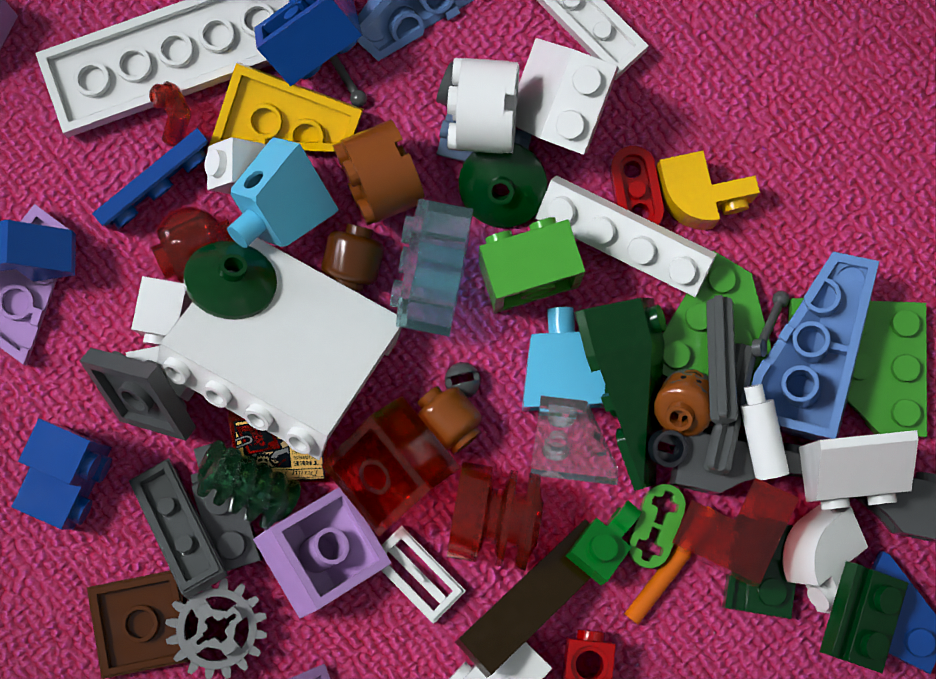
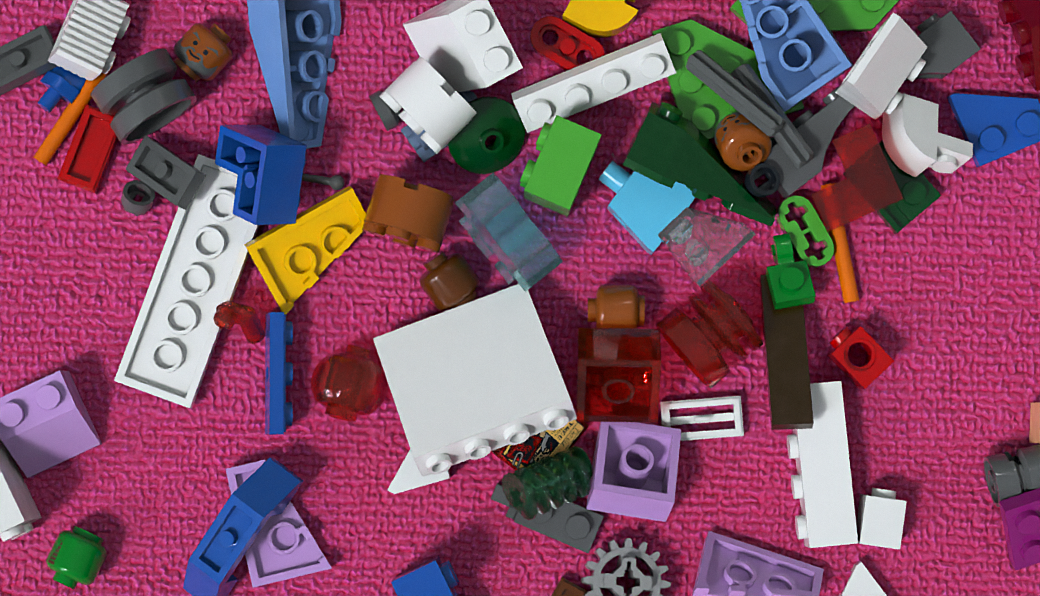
camera: 50 degrees left, 5 degrees up
(138, 393) = (425, 503): dark grey plate -> none
(158, 308) = (376, 442): white brick -> none
(178, 528) = (536, 553): dark grey tile -> none
(226, 292) = (404, 390): dark green dish -> none
(228, 161) = (322, 304): white brick -> none
(279, 196) = (369, 296): medium azure torso -> none
(459, 369) = (588, 273): dark grey hinge -> none
(759, 346) = (747, 60): dark grey hinge -> none
(763, 434) = (808, 109): white cylinder -> none
(864, 617) = (981, 147): dark green plate -> none

